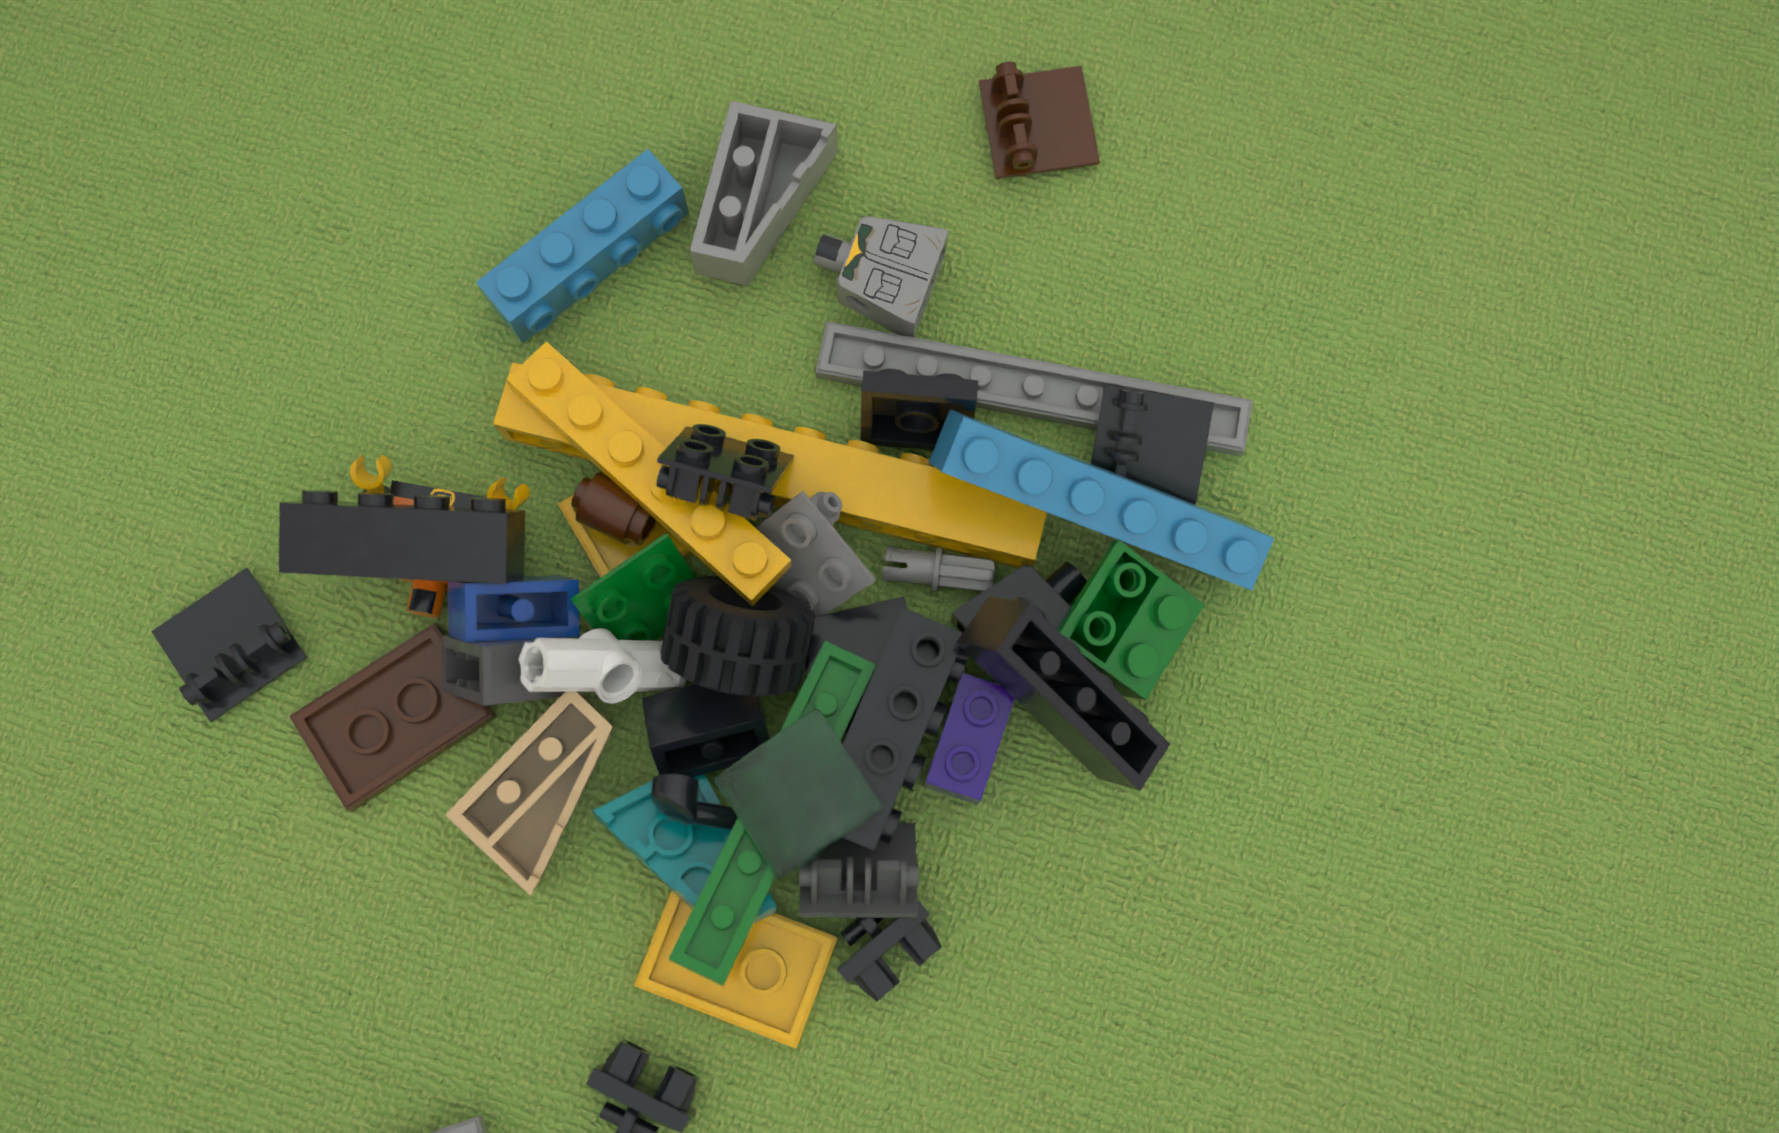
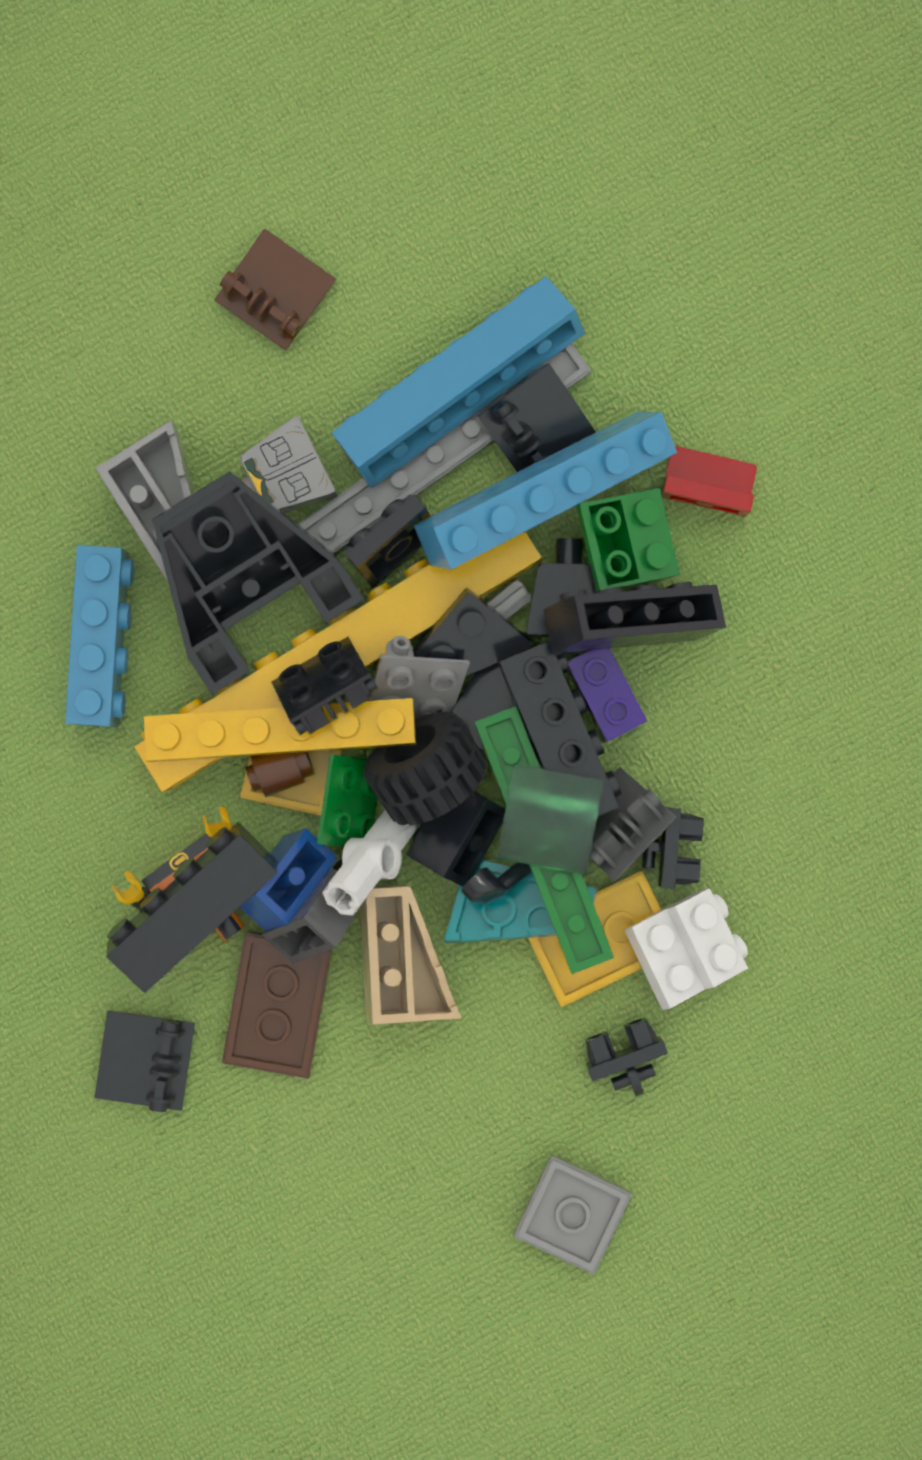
camera: 45 degrees left, 10 degrees up
(763, 283) = (230, 557): none -> black wedge
(803, 1053) = (687, 948): none -> white plate
(906, 562) = (472, 633): none -> black wing
(1118, 343) = (459, 381): none -> dark azure brick
(1253, 651) = (709, 481): none -> red panel

